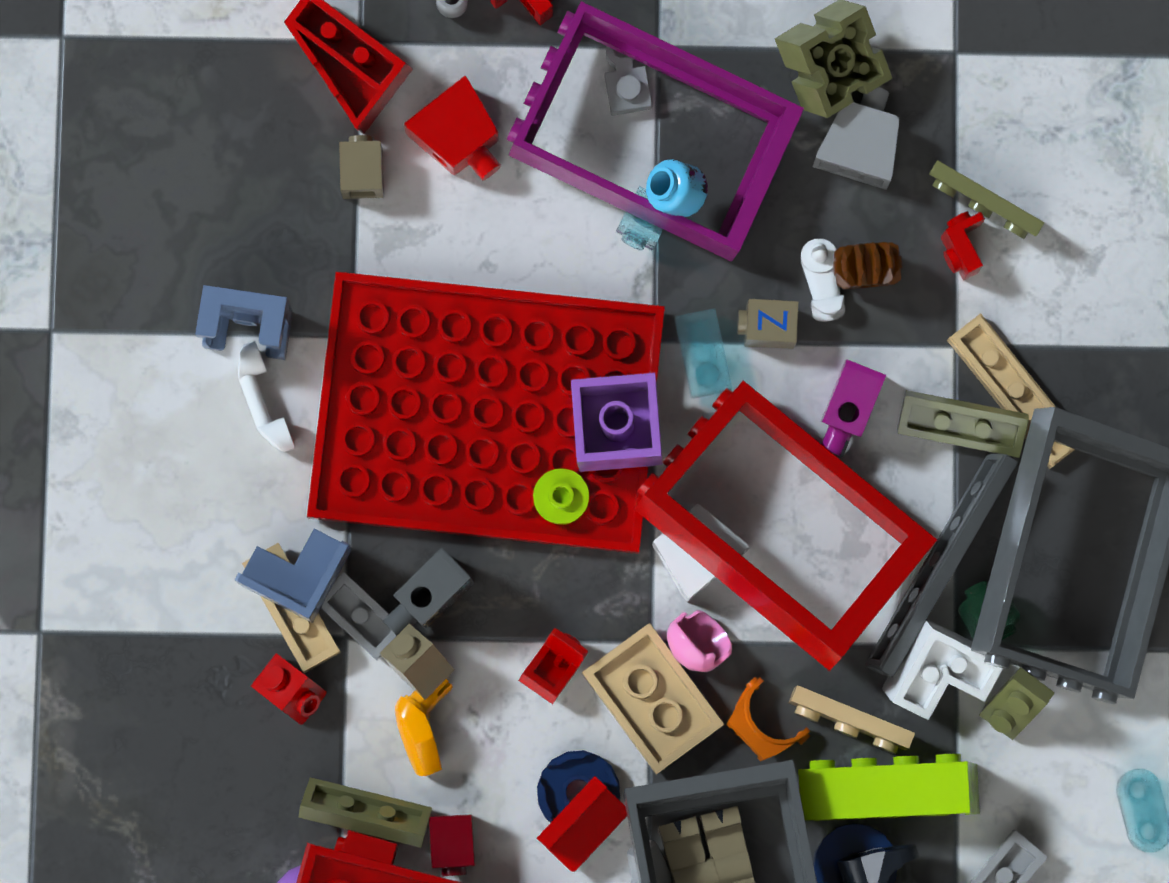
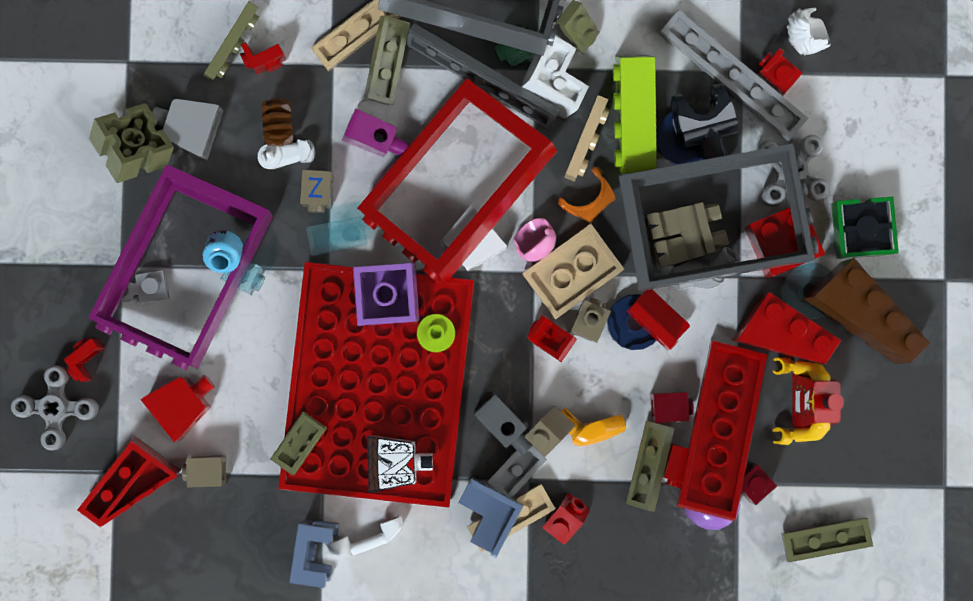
camera: 85 degrees left, 5 degrees up
(372, 435) = (394, 462): none -> torso
(401, 299) = (298, 443): none -> olive plate
(581, 724) = (590, 320): none -> dark tan brick

